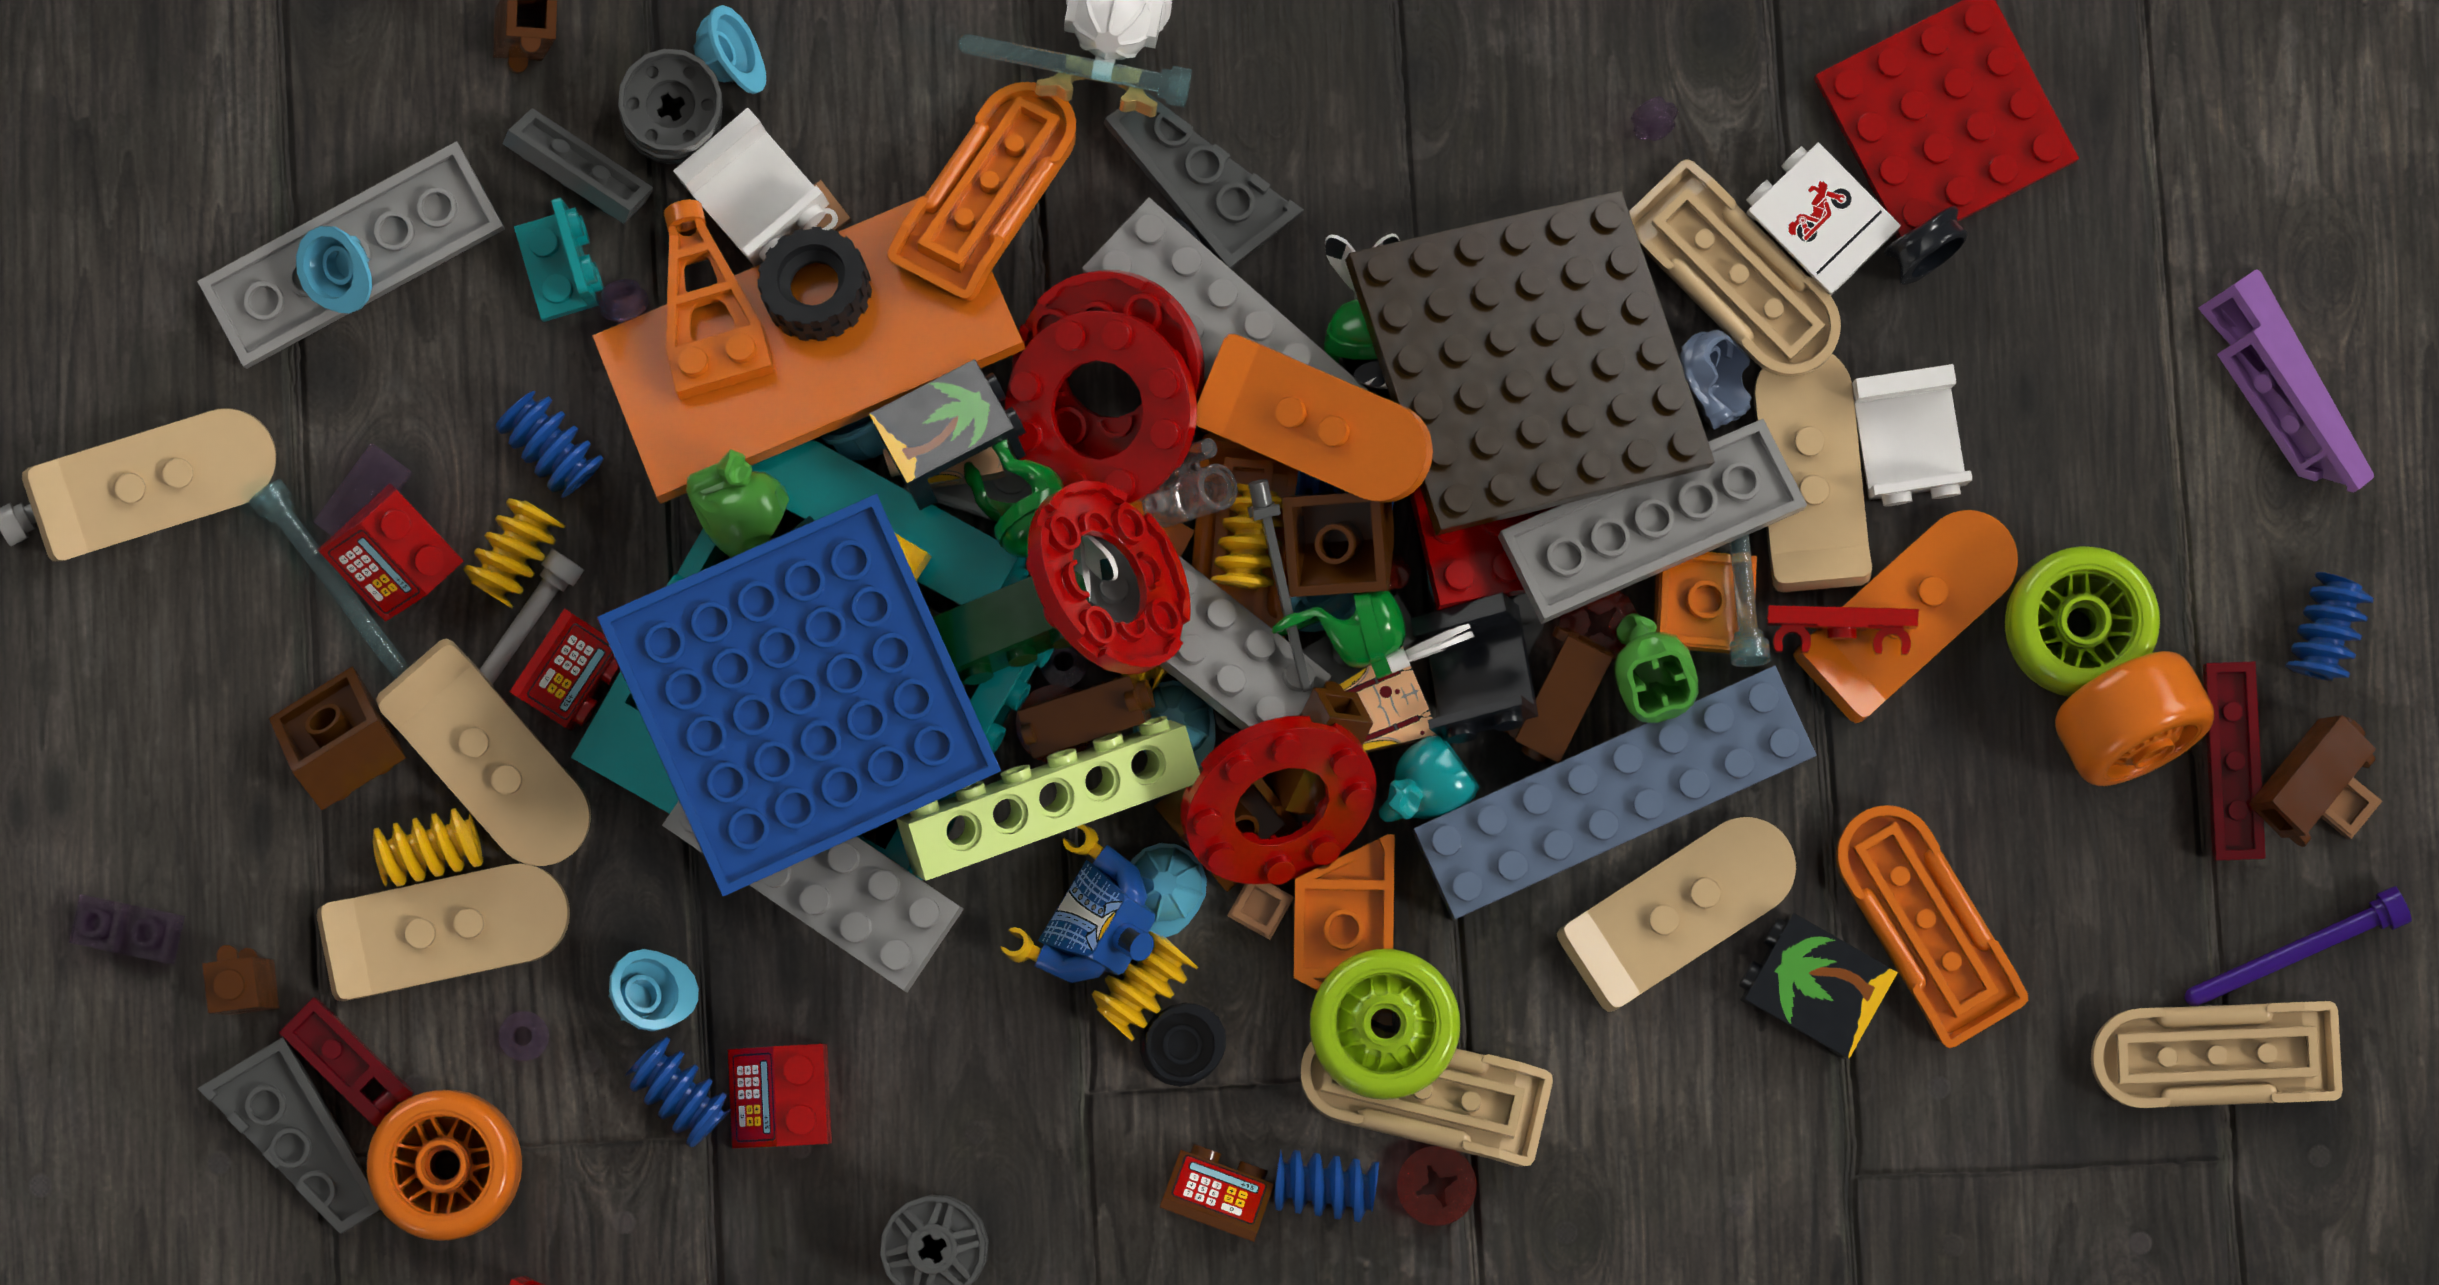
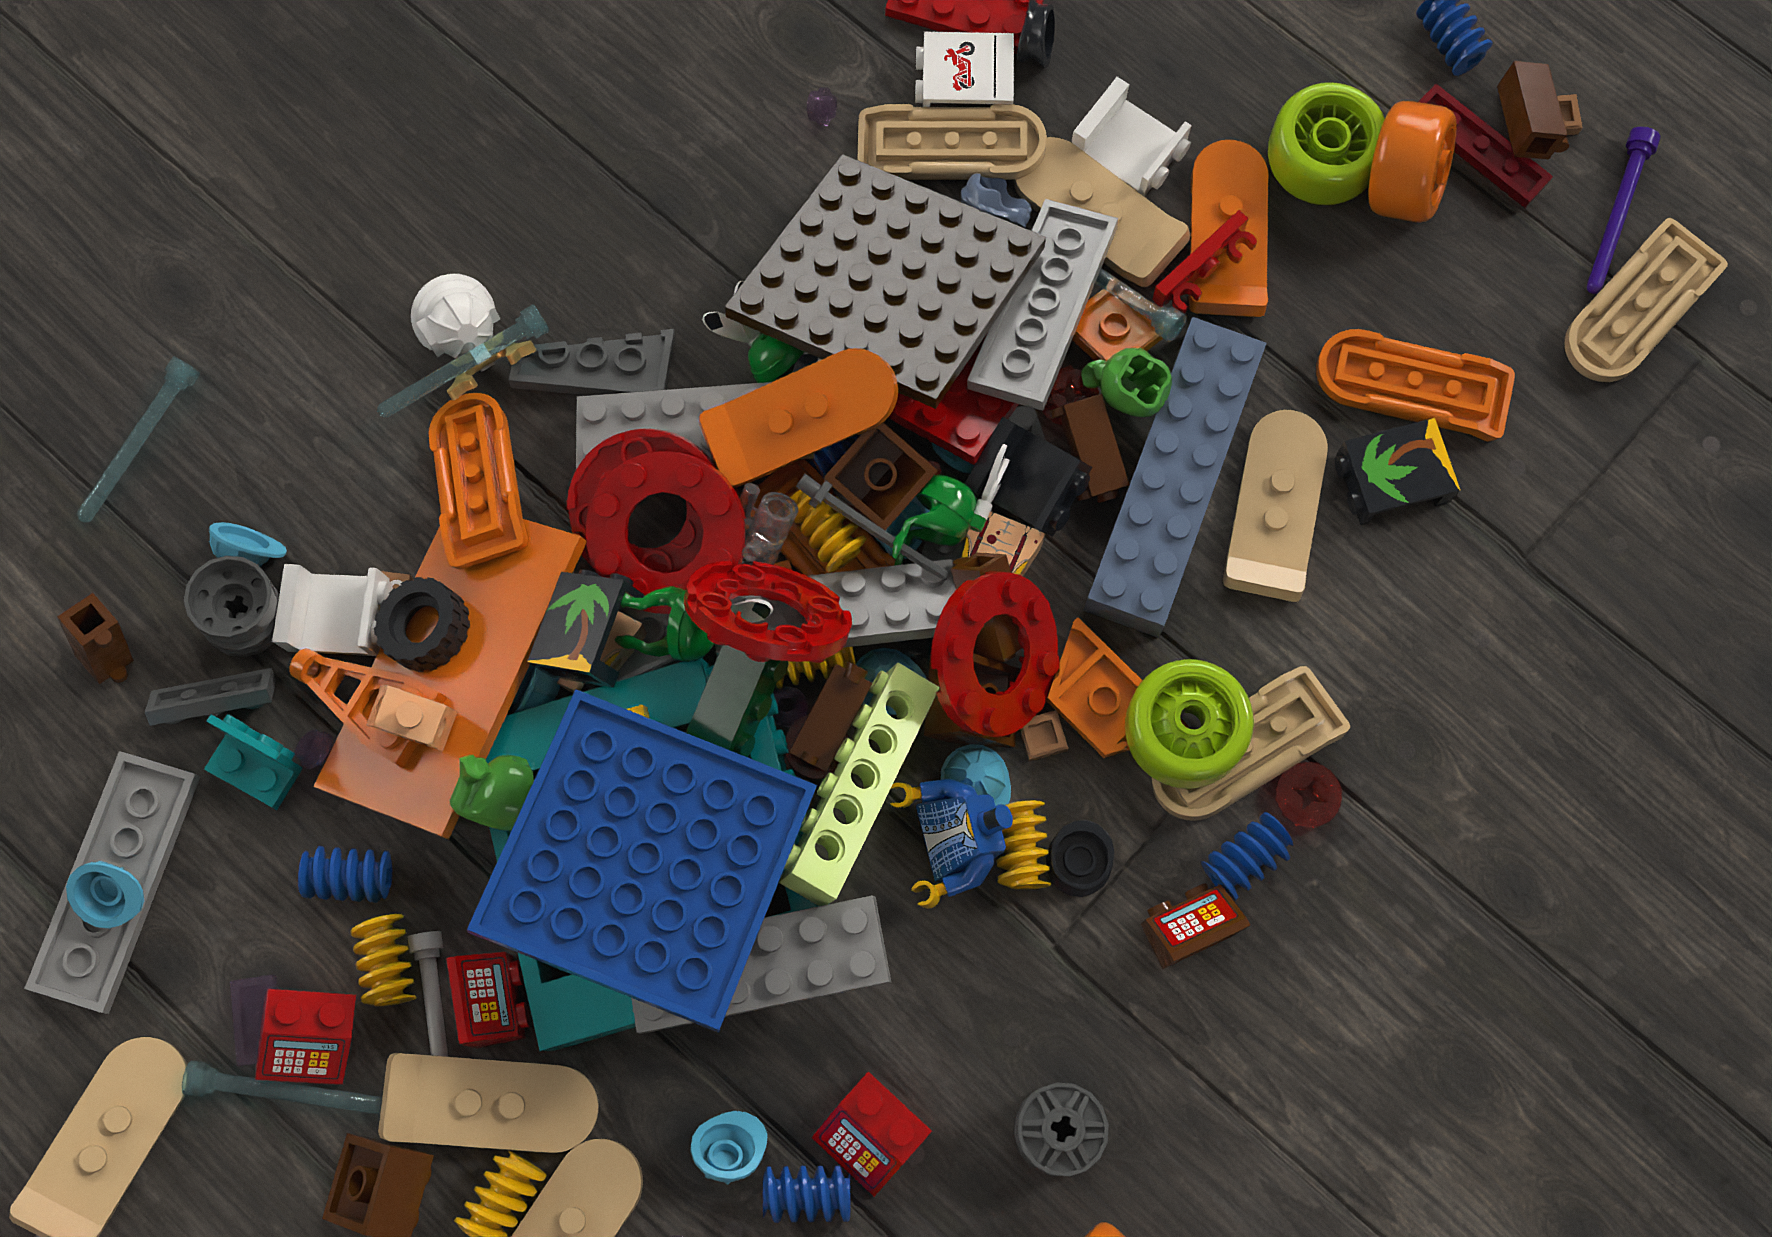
camera: 45 degrees left, 10 degrees down
(722, 369) = (412, 717): none -> light nougat torso
(1428, 782) = (1067, 567): teal piece -> none

